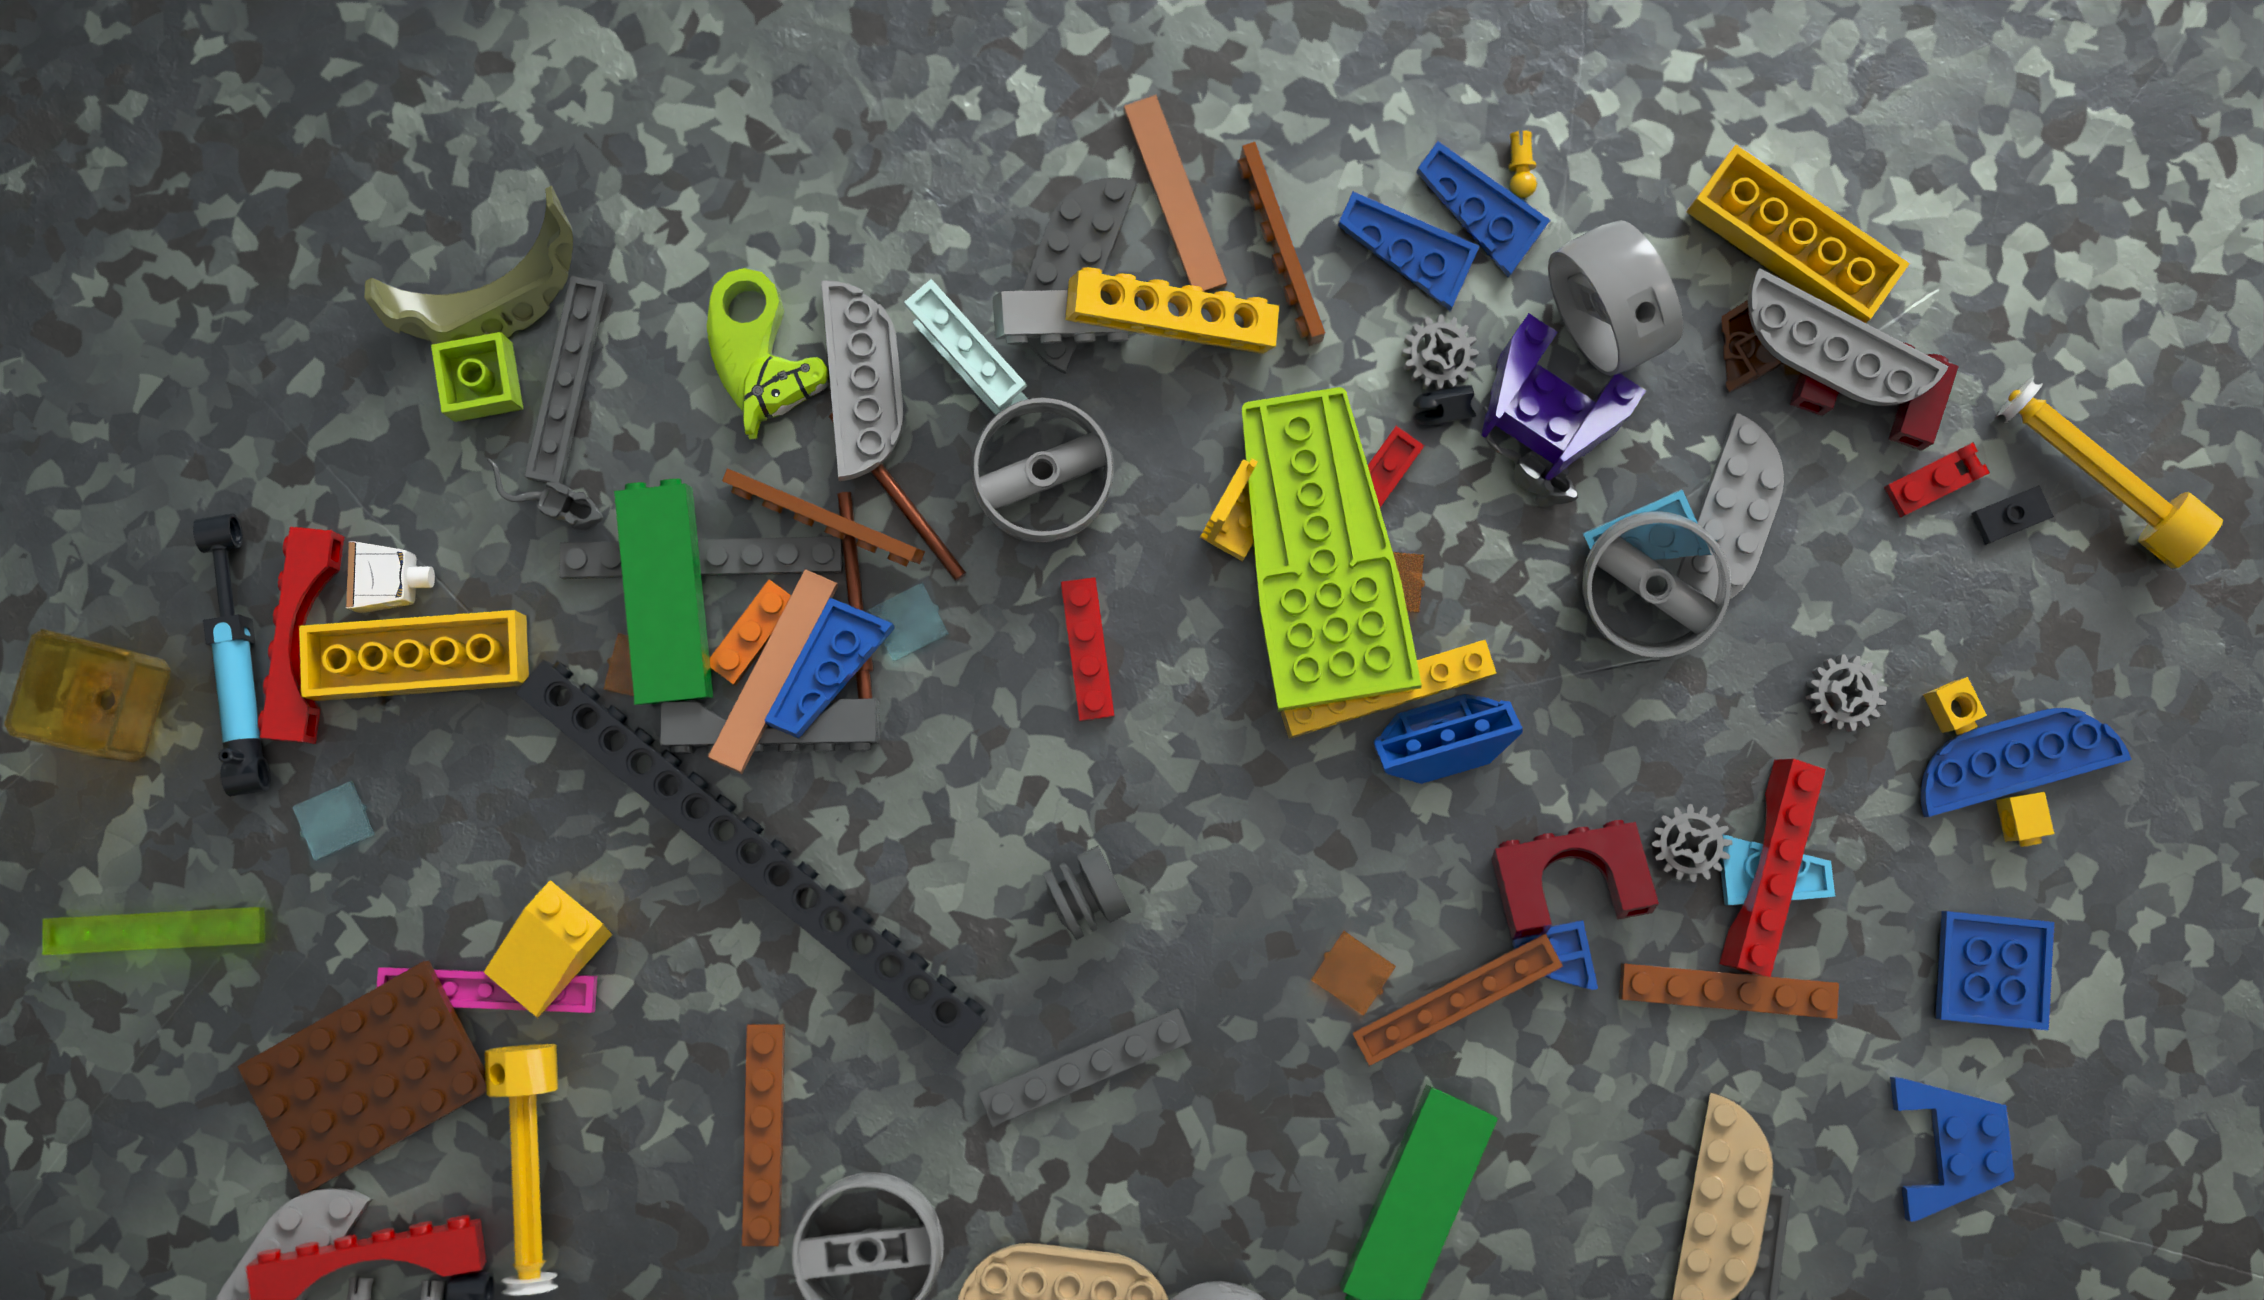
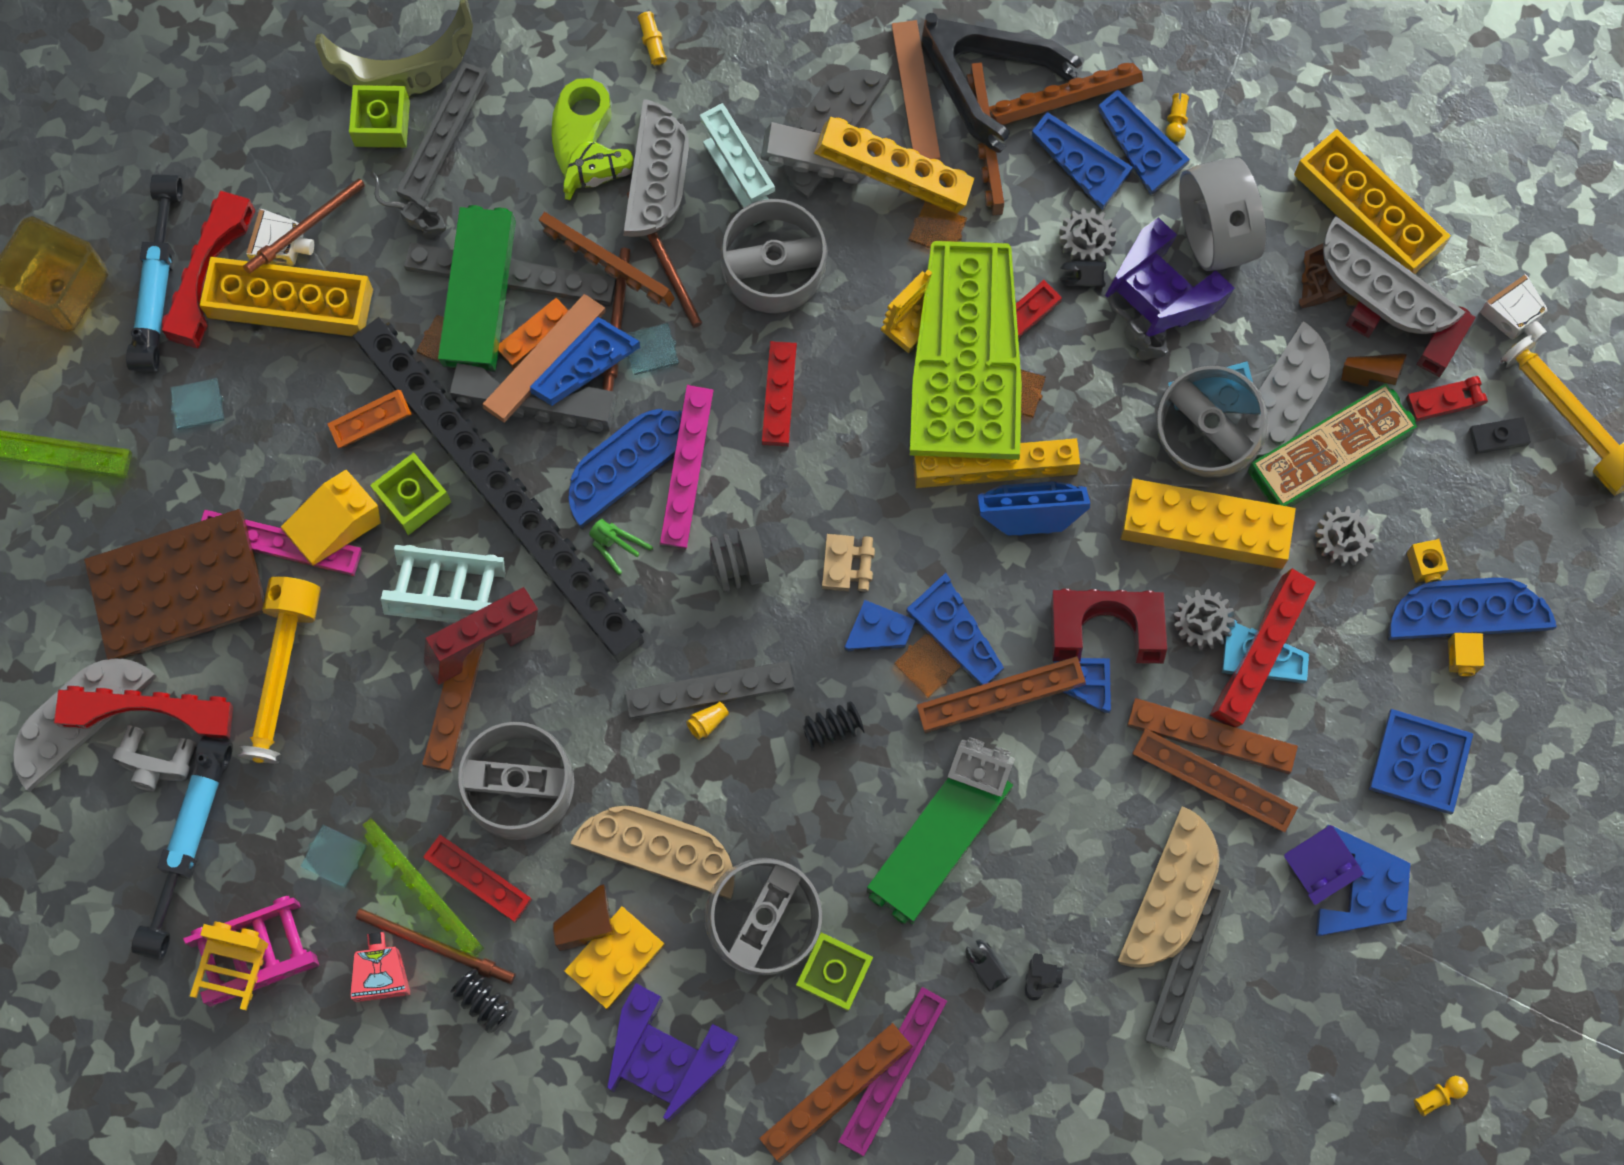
camera: 15 degrees right, 10 degrees down
(374, 607) = (268, 253): none -> copper bar
(564, 800) = (369, 419): none -> orange plate
(642, 892) = (411, 493): none -> lime brick
(733, 1037) = (433, 607): none -> light aqua fence
(777, 1072) = (511, 616): none -> dark red arch
(813, 190) = (652, 38): none -> yellow pin
(905, 889) = (607, 534): none -> bright green plant
(913, 782) = (622, 463): none -> blue plate
(991, 778) = (686, 467): none -> dark pink plate
(1091, 1109) = (705, 721): none -> yellow cone
(1203, 117) = (949, 39): none -> black piece
(1212, 860) = (838, 563): none -> tan plate
(1242, 377) = (937, 225): none -> clear orange piece
(1252, 1085) = (832, 725): none -> black piece
(1282, 939) = (879, 628): none -> blue wing
(1371, 160) = (1065, 94): none -> dark orange plate
(1374, 917) = (949, 623): none -> blue wing
(1455, 1101) = (981, 766): none -> light grey bracket
(1671, 714) = (1208, 524): none -> yellow brick
(1745, 1051) = (1215, 780): none -> dark orange plate
(1809, 578) = (1333, 448): none -> brick
(1843, 458) = (1377, 367): none -> reddish brown slope
(1905, 1137) = (1323, 864): none -> dark purple bracket
(2006, 342) = (1517, 310): none -> white torso

